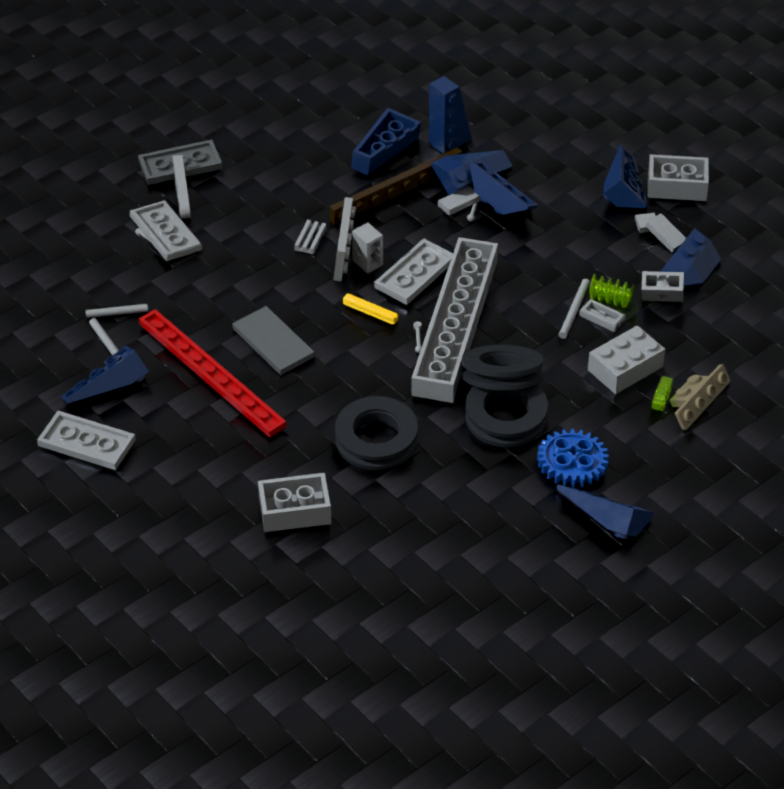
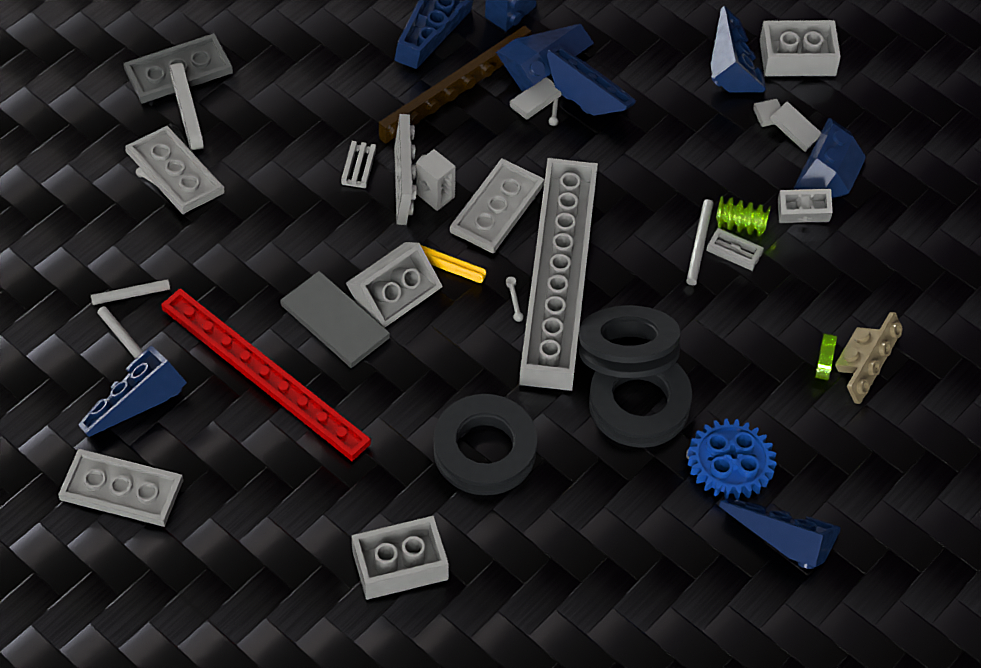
camera: 10 degrees left, 10 degrees up
(324, 318) = (395, 283): none -> light grey slope
(626, 359) = (775, 313): light grey brick -> none

